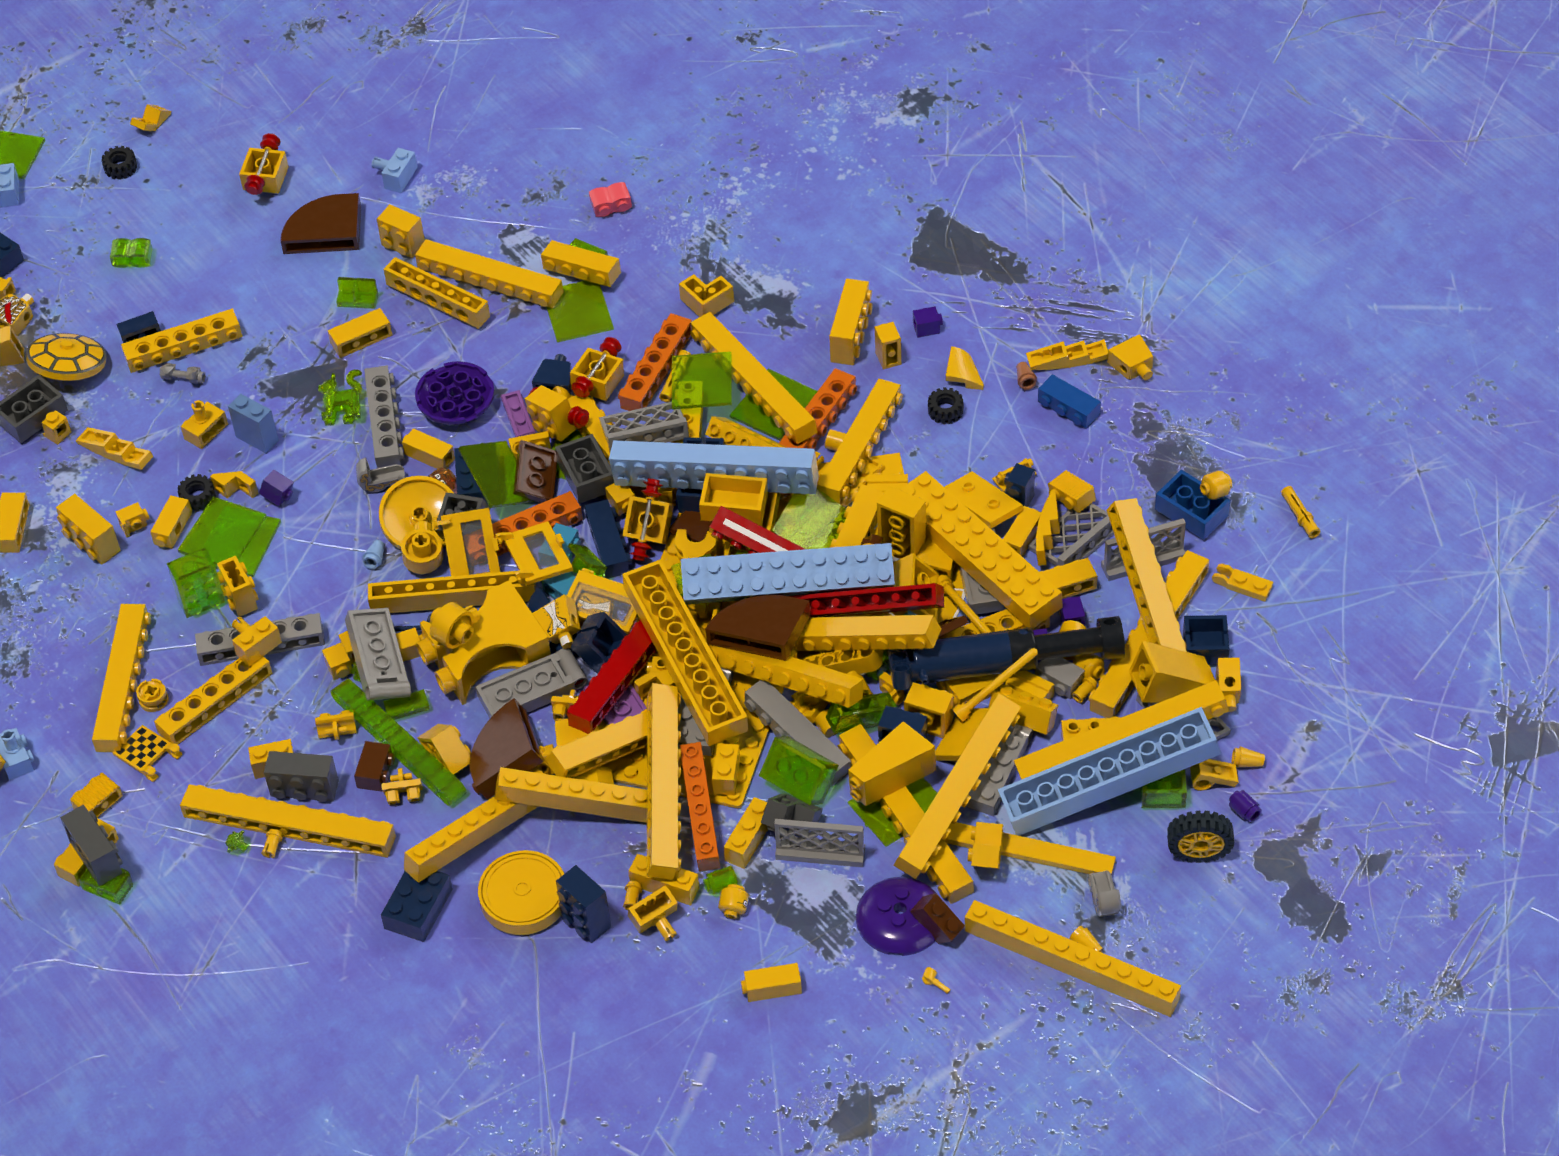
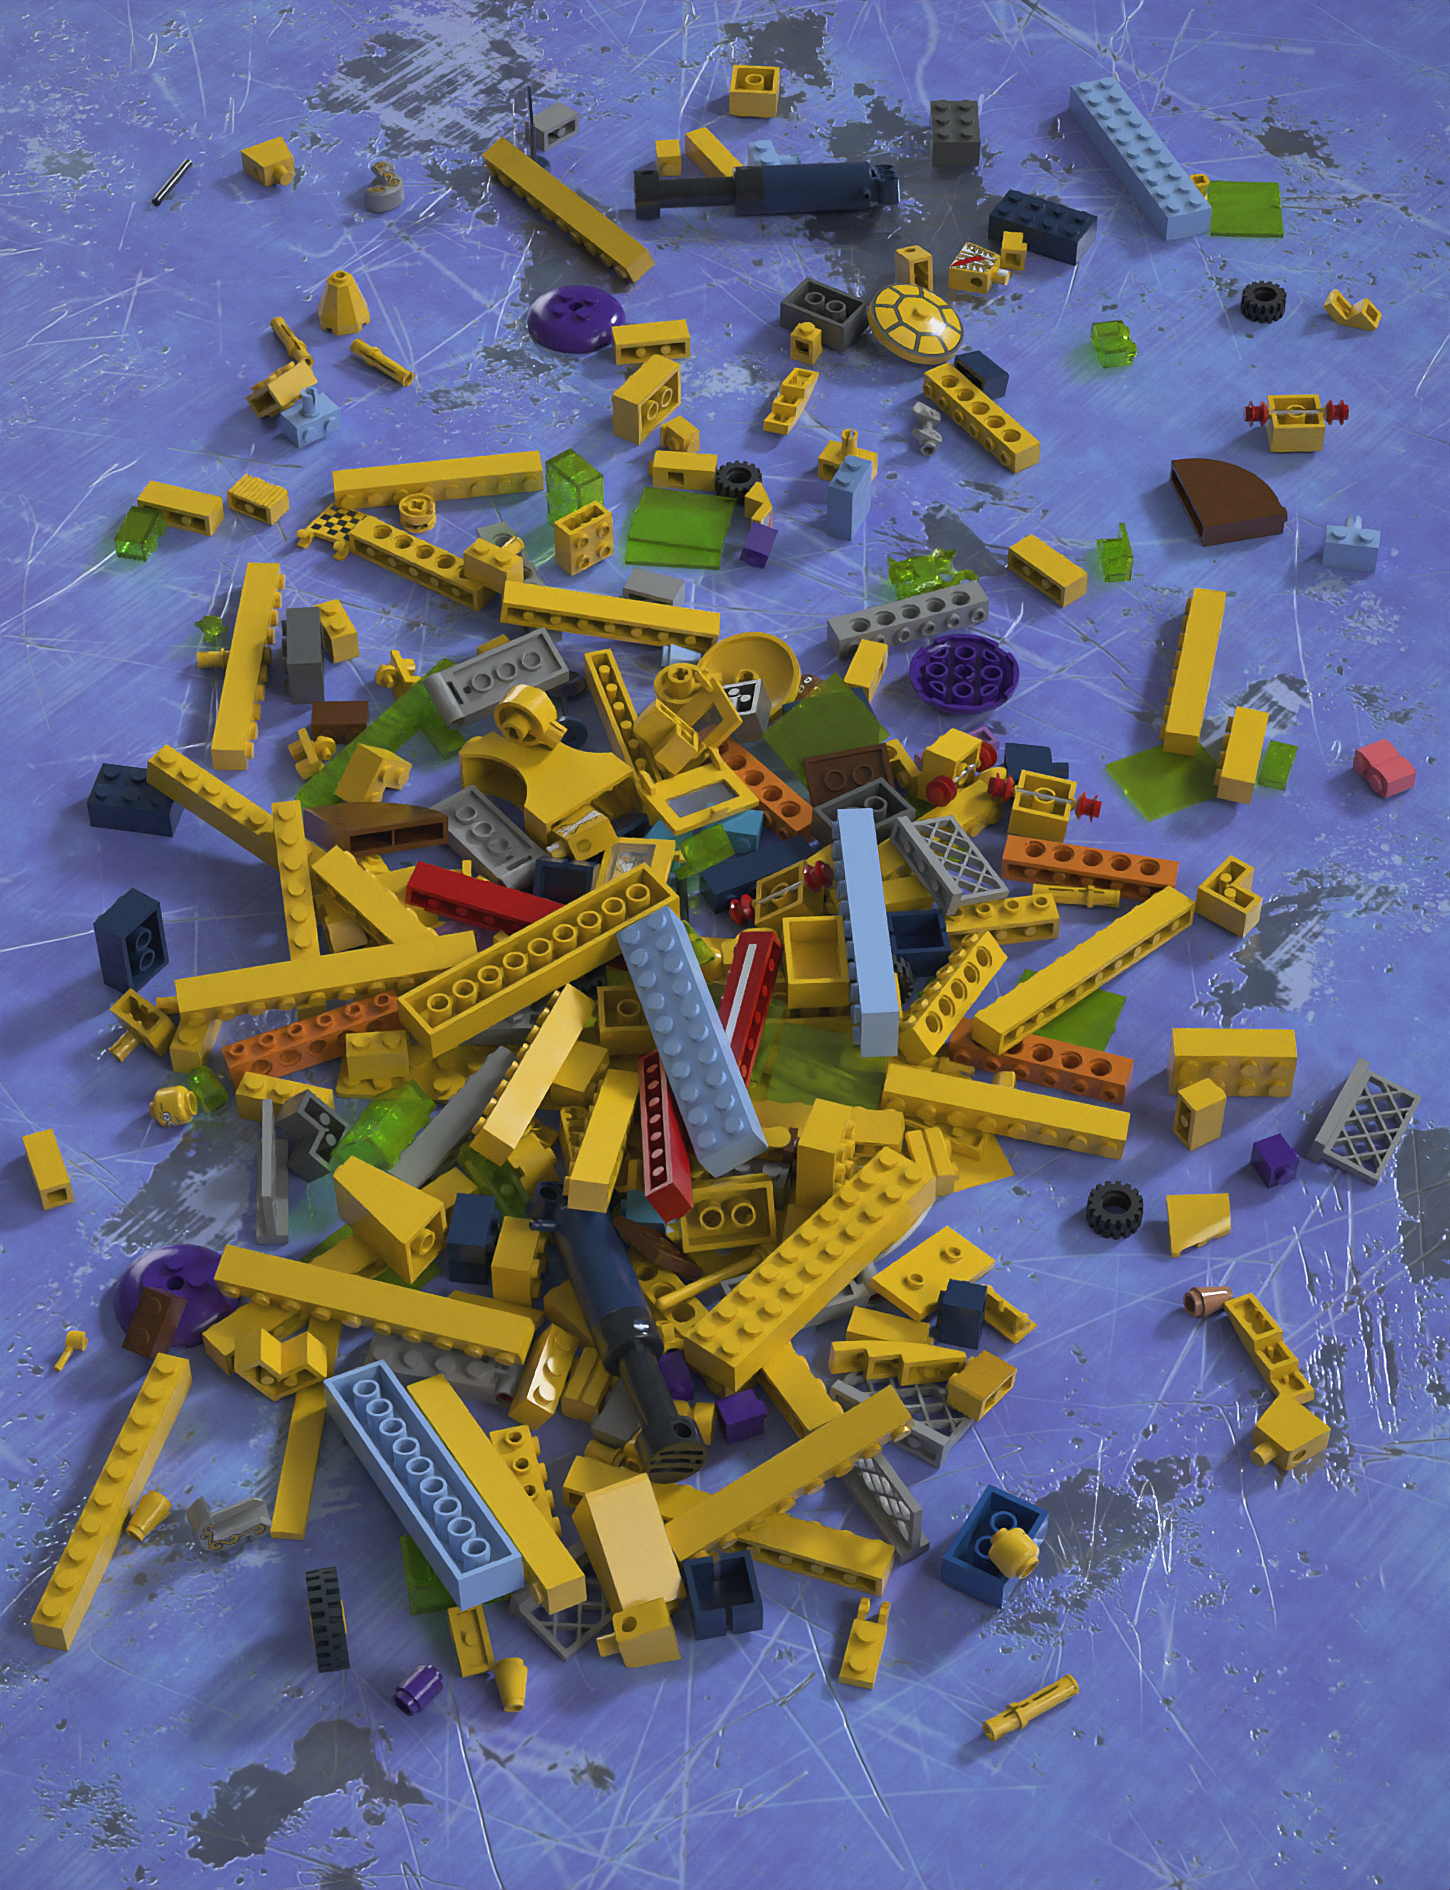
camera: 75 degrees right, 5 degrees down
(92, 844) = (160, 490): dark grey brick -> none
(301, 558) = (654, 588): none -> light grey brick
(329, 582) = (608, 617): none -> yellow brick
(379, 478) = (802, 633): light grey animal -> none
(400, 231) = (1231, 563): yellow brick -> none
(437, 292) = (1137, 624): yellow brick -> none
(484, 555) = (668, 734): none -> yellow brick
(520, 892) = (177, 878): yellow brick -> none
(701, 380) = (1050, 908): clear neon green piece -> none
(760, 625) = (597, 1030): reddish brown brick -> none
(898, 284) = (1340, 1117): none -> light grey fence
(963, 710) = (523, 1302): yellow piece -> none
(1069, 401) = (1167, 1361): blue brick -> none

